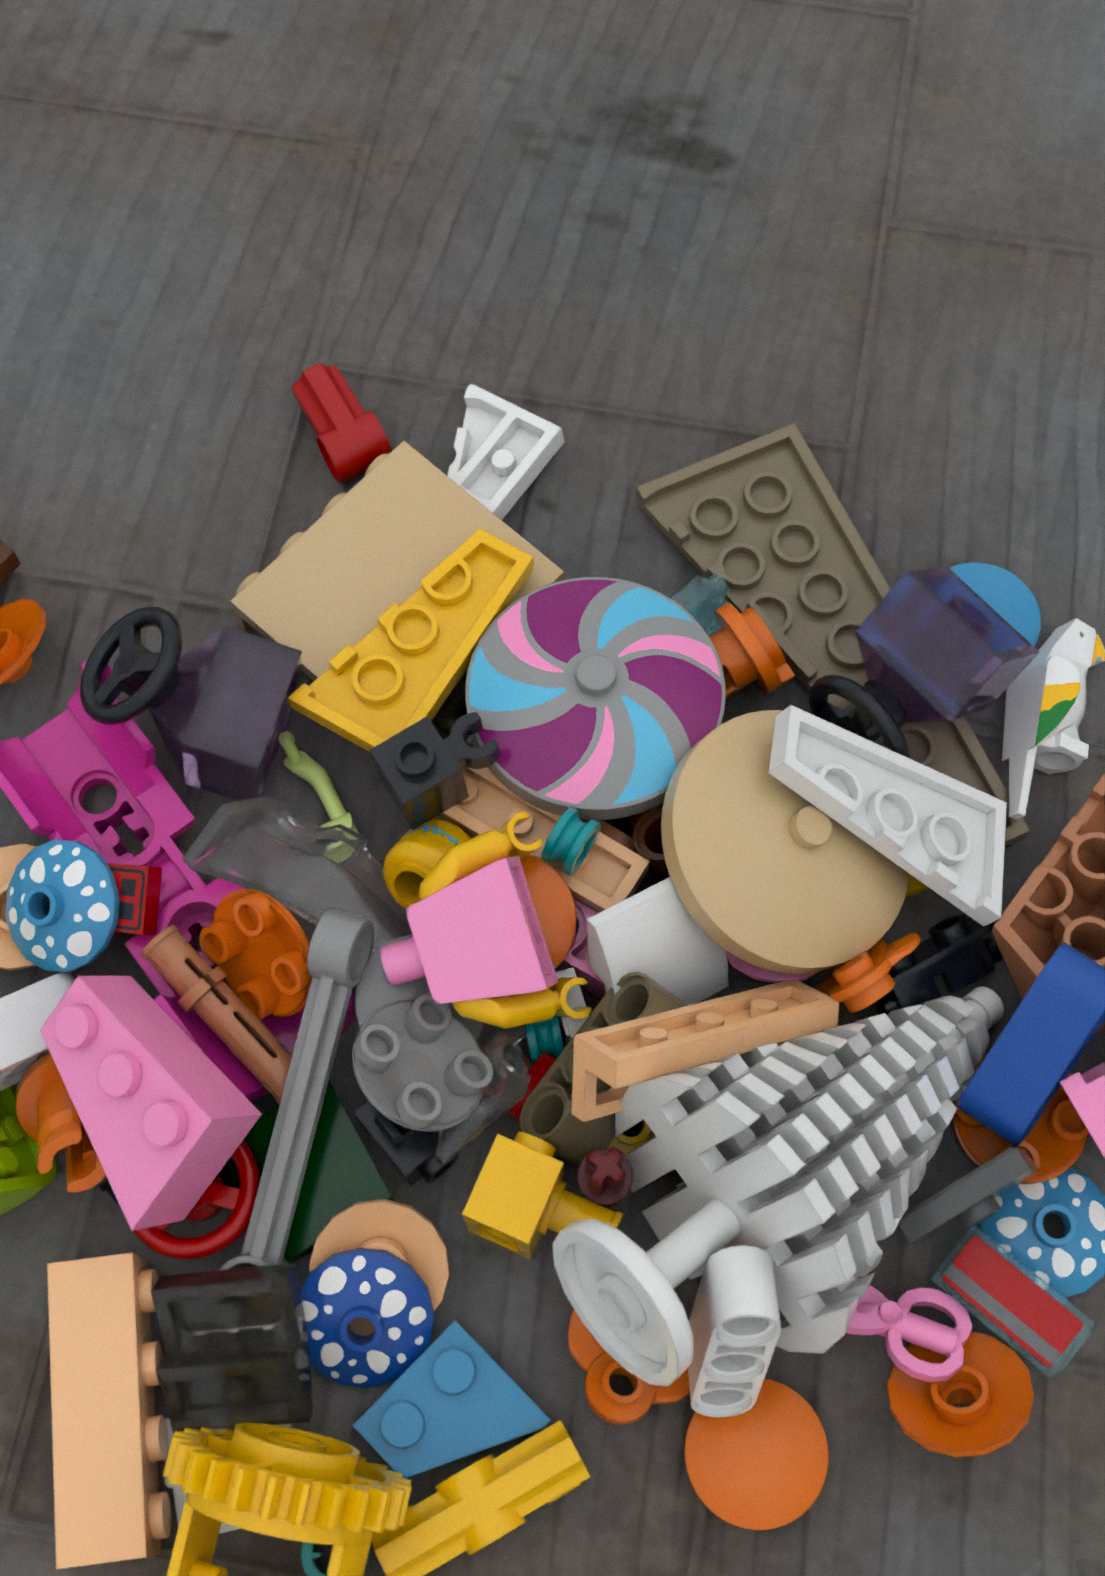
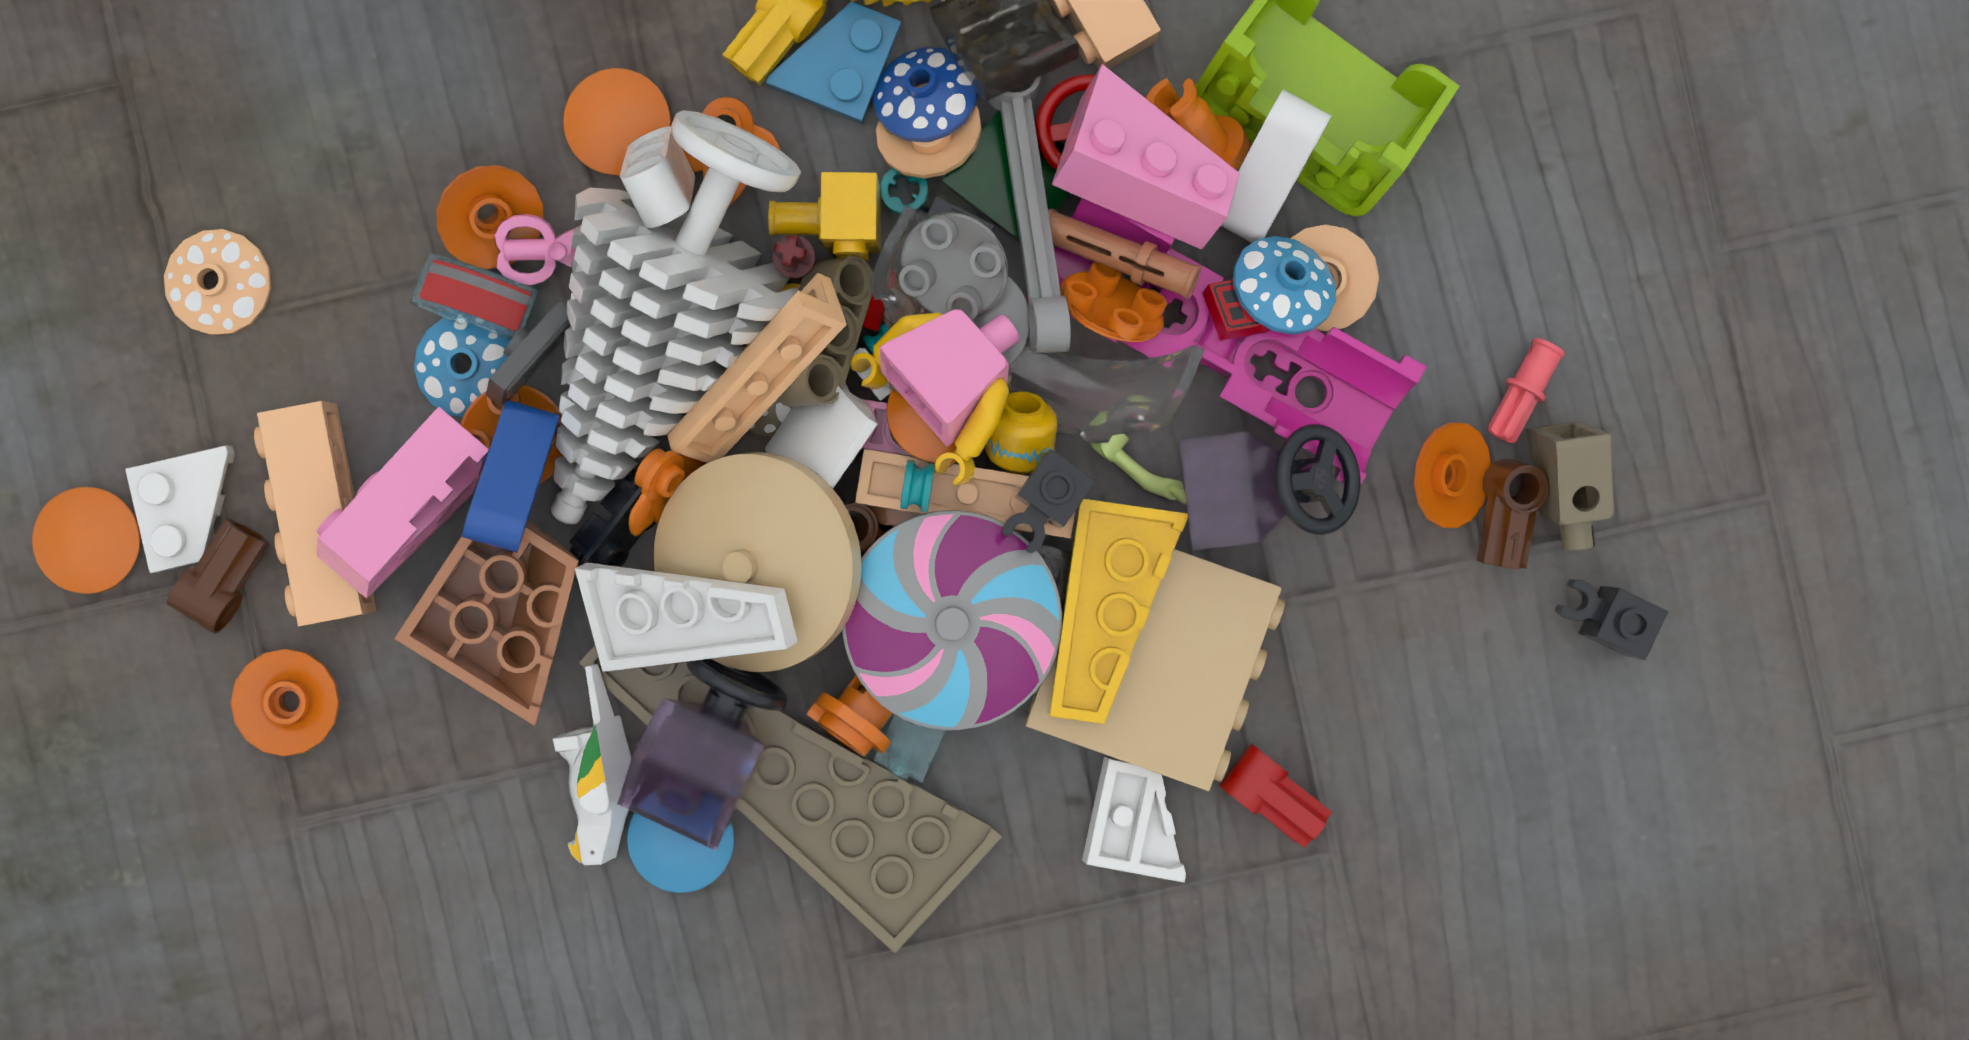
camera: 155 degrees right, 20 degrees up
(458, 1202) = (894, 204): none -> teal bush

